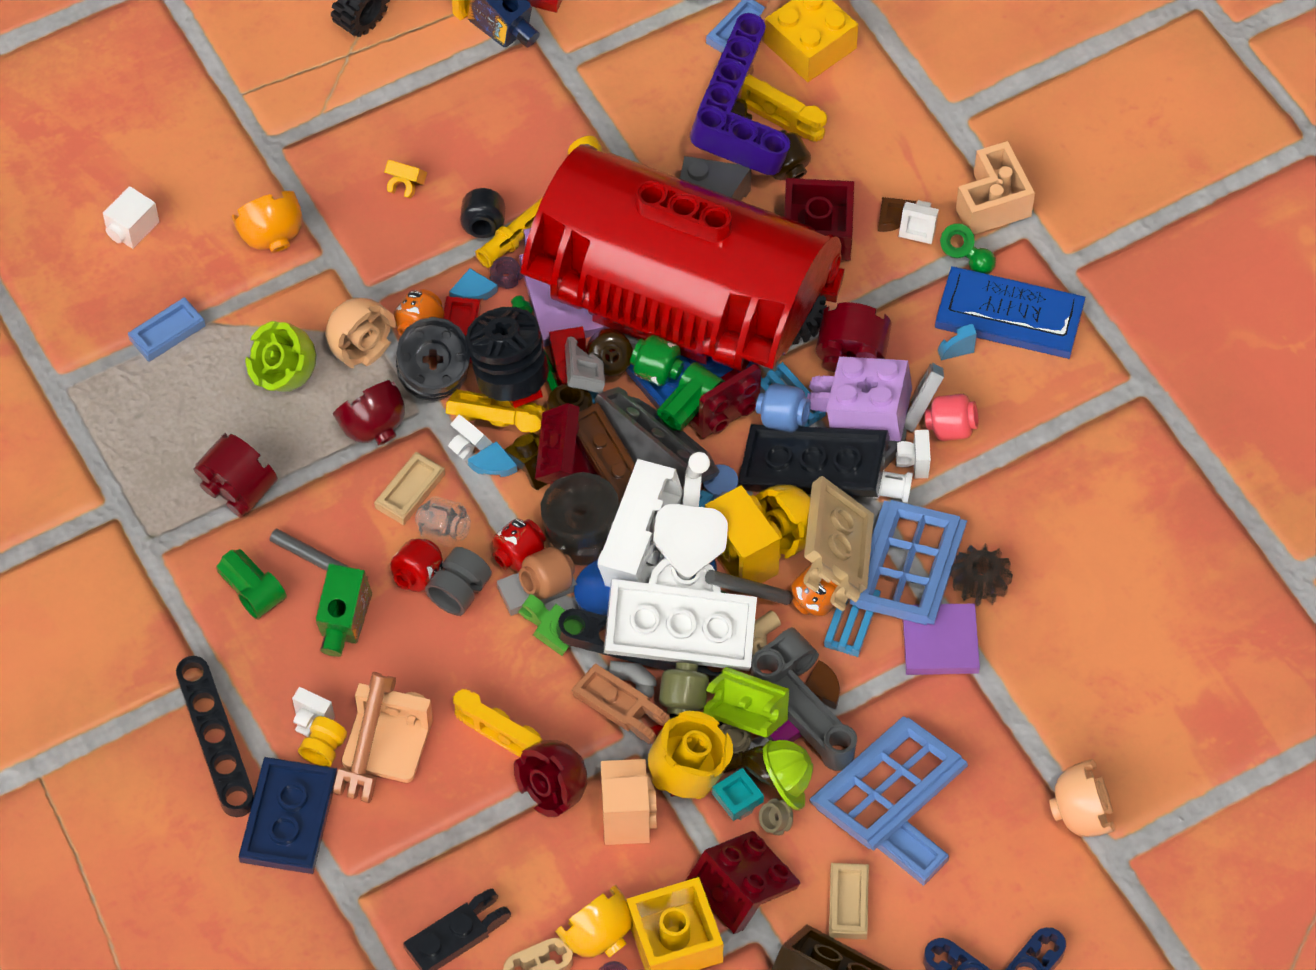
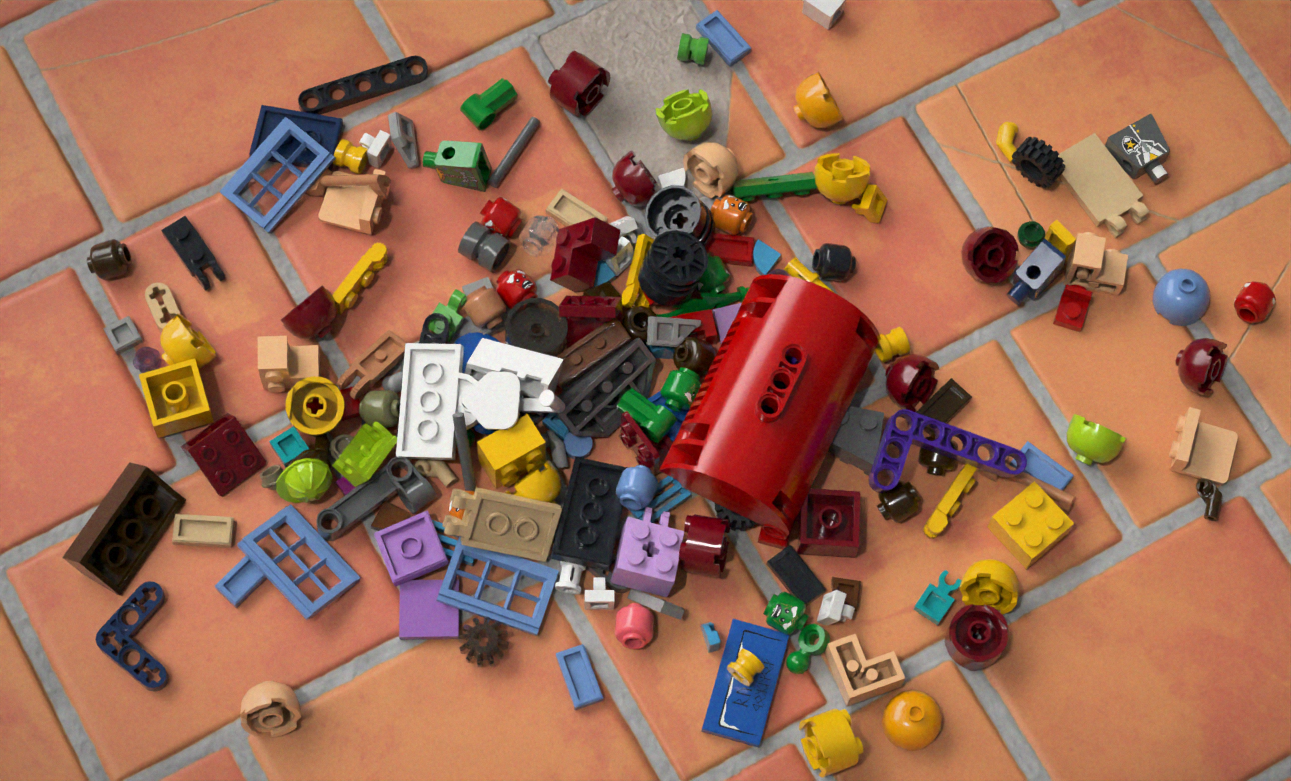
camera: 85 degrees right, 10 degrees up
(185, 352) = (693, 48): none -> bright green wheel
(304, 679) = (404, 138): none -> light grey tile
(323, 44) = (1005, 139): none -> yellow arm
(323, 852) = (296, 190): none -> medium blue piece
(365, 378) = (672, 178): none -> white tile
(374, 196) = (841, 178): none -> yellow cylinder
(377, 266) = (774, 186): none -> green tile
(433, 434) = (626, 225): none -> white tile
(446, 23) = (1031, 234): none -> dark green plate
(468, 472) = (579, 250): none -> dark red brick
(478, 57) = (990, 254): none -> dark red cylinder
(638, 137) = (911, 381): none -> dark red cylinder
(663, 117) = (945, 403): none -> dark brown tile
(867, 654) = (411, 548): none -> medium lavender tile
(878, 262) = (796, 575): none -> black tile
(885, 68) = (990, 584): none -> yellow cylinder
(902, 126) = (936, 601): none -> teal plate
(928, 266) = (786, 613): none -> green head
(947, 84) = (972, 652): none -> dark red brick
(1000, 300) = (745, 667): none -> yellow wheel
(1014, 479) = (579, 677): none -> medium blue tile
(1045, 151) = (911, 720): none -> light orange cylinder
(1082, 220) = (830, 742): none -> yellow brick

